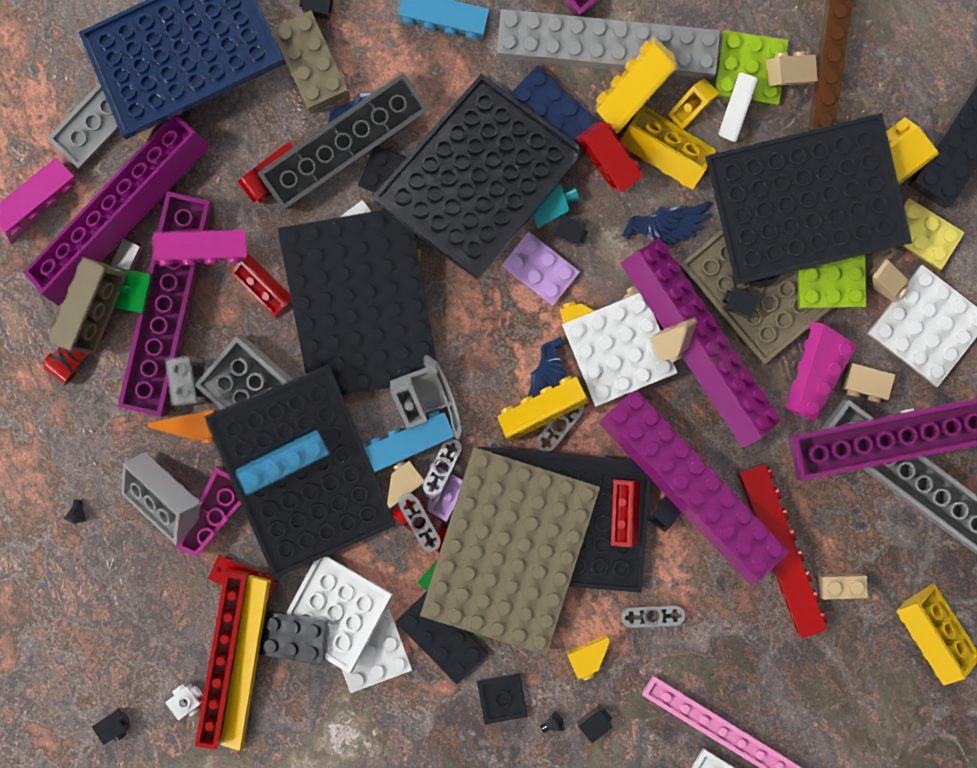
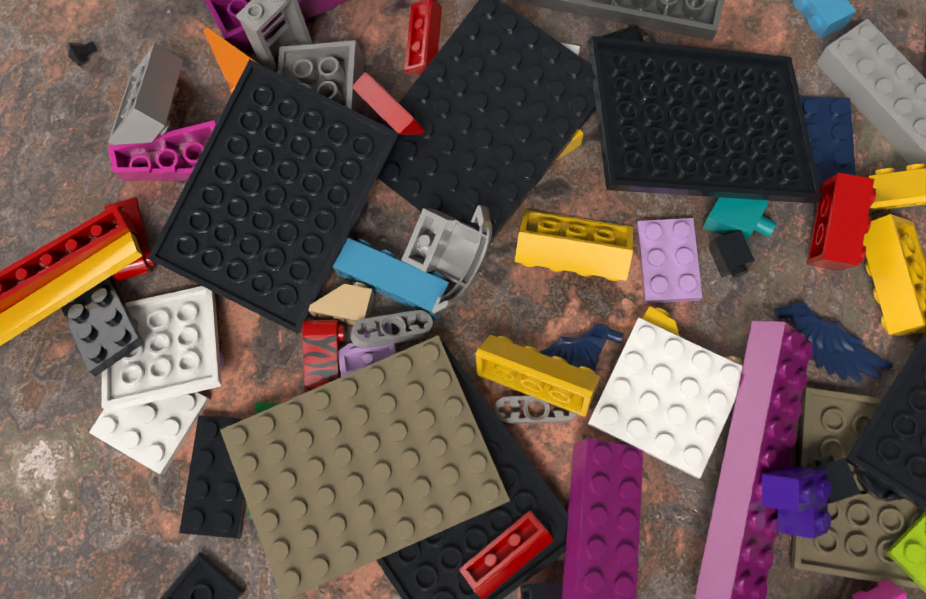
camera: 55 degrees right, 15 degrees down
(281, 462) = (265, 161): dark azure brick -> none
(301, 355) = (386, 106): none -> slope
(432, 532) = (306, 354): light grey beam -> none
(483, 315) = (575, 245): none -> yellow slope
(673, 340) = (733, 439): tan slope -> none
(733, 332) = (800, 500): none -> dark purple brick

